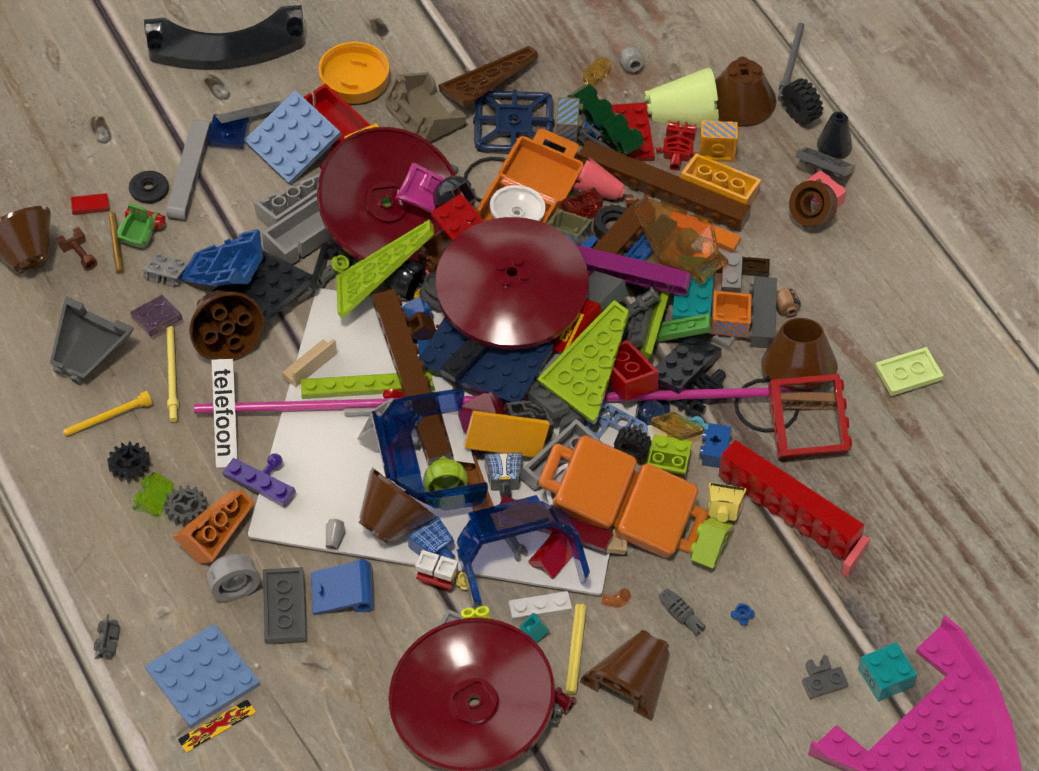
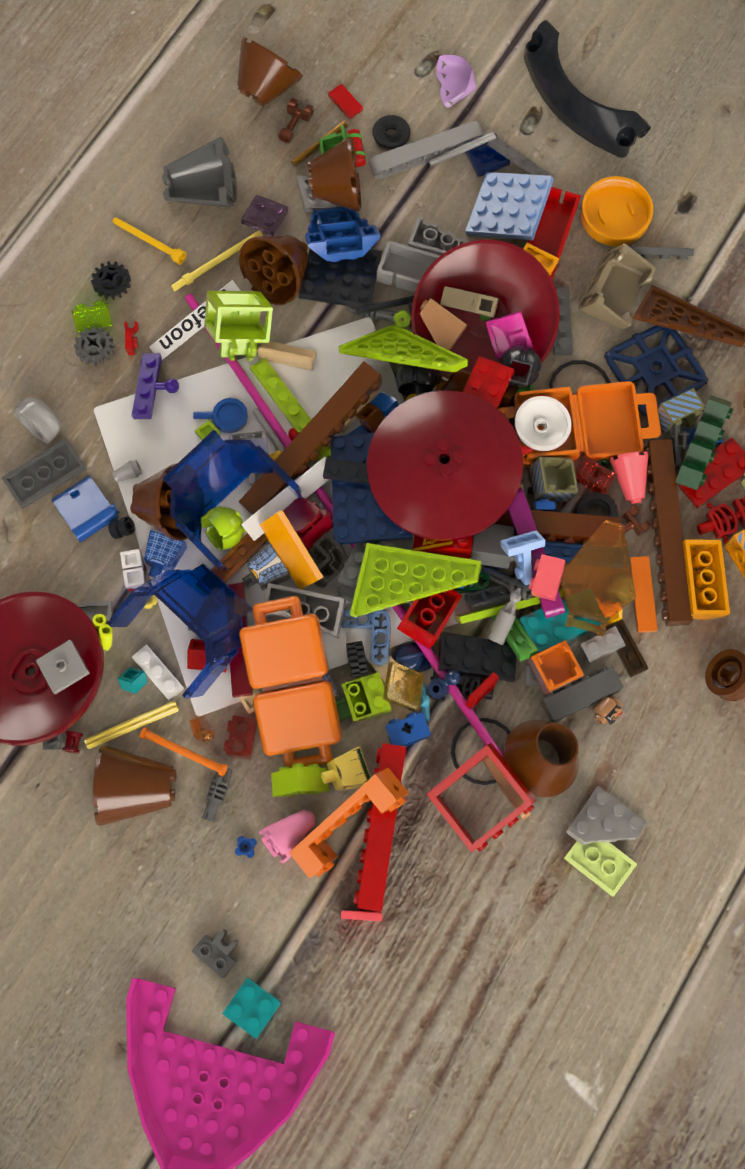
camera: 60 degrees right, 20 degrees up
(135, 115) = (458, 79): none -> lavender piece
(176, 230) = (335, 176): none -> reddish brown cone
(201, 474) = (130, 341): none -> red plate
(210, 144) = (461, 149): none -> light grey bar
(212, 529) = (81, 378): orange wedge -> none
(246, 381) = (235, 321): none -> lime piece
(333, 434) = (228, 415): none -> blue piece
(340, 457) = (205, 429): none -> lime tile
(375, 194) = (469, 301): none -> dark tan slope
(375, 229) = (442, 324): none -> medium nougat slope
(387, 561) = (121, 527): none -> black wheel
(417, 60) = (664, 253): none -> dark grey plate
(495, 657) = (62, 667): none -> light grey plate
(623, 268) = (521, 548): none -> light blue bracket
(628, 616) = (221, 769): none -> orange bar
(645, 565) = (246, 738): none -> clear red brick
(658, 264) = (547, 577): none -> coral brick
(668, 322) = (505, 619): none -> light grey wheel
(694, 384) = (451, 678): none -> dark blue plate
(718, 371) = (482, 691): none -> red tile
(754, 575) = (287, 833): none -> bright pink cone
(760, 462) = (314, 853): none -> orange plate
(877, 349) = (605, 820): none -> light grey plate

